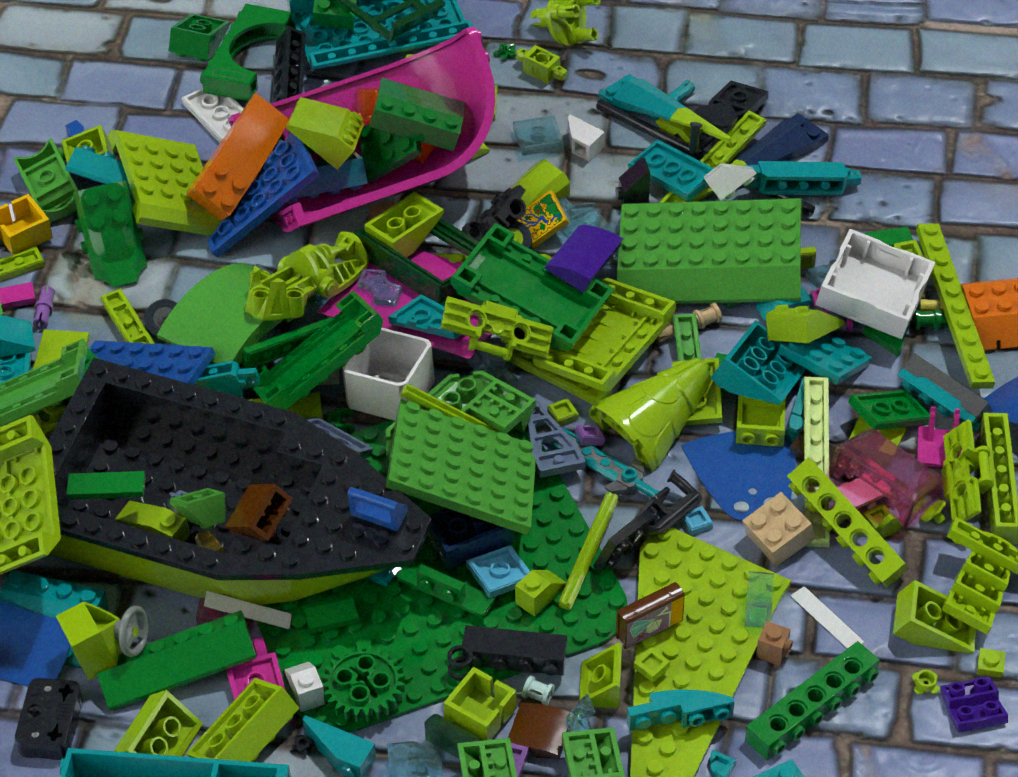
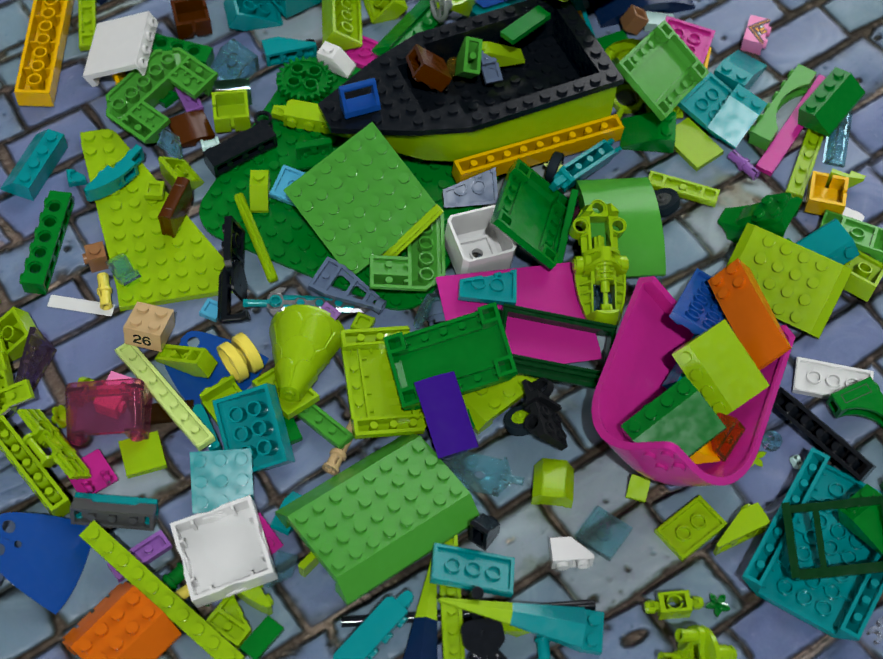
camera: 135 degrees right, 10 degrees up
(169, 361) = (618, 154): blue wing -> none
(382, 290) = (549, 301): clear light blue tile -> none
(396, 626) = (302, 116): none -> lime hinge
(405, 223) = (588, 349): lime slope -> none
(498, 321) = (435, 298): lime piece -> none
(544, 218) = (519, 452): tile -> none
(716, 436) = (240, 357): none -> light yellow wheel
(727, 178) = (412, 569): white slope -> none
(763, 473) = (188, 359): none -> lime slope
(793, 607) = (104, 291): none -> light yellow pin
(799, 324) = (250, 474): lime slope -> none
(810, 474) = (106, 355): lime brick -> none
(889, 409) = (142, 467): green tile -> none
(927, 574) = (35, 358): none -> clear purple wing
(937, 353) = (147, 551): none -> medium lavender plate

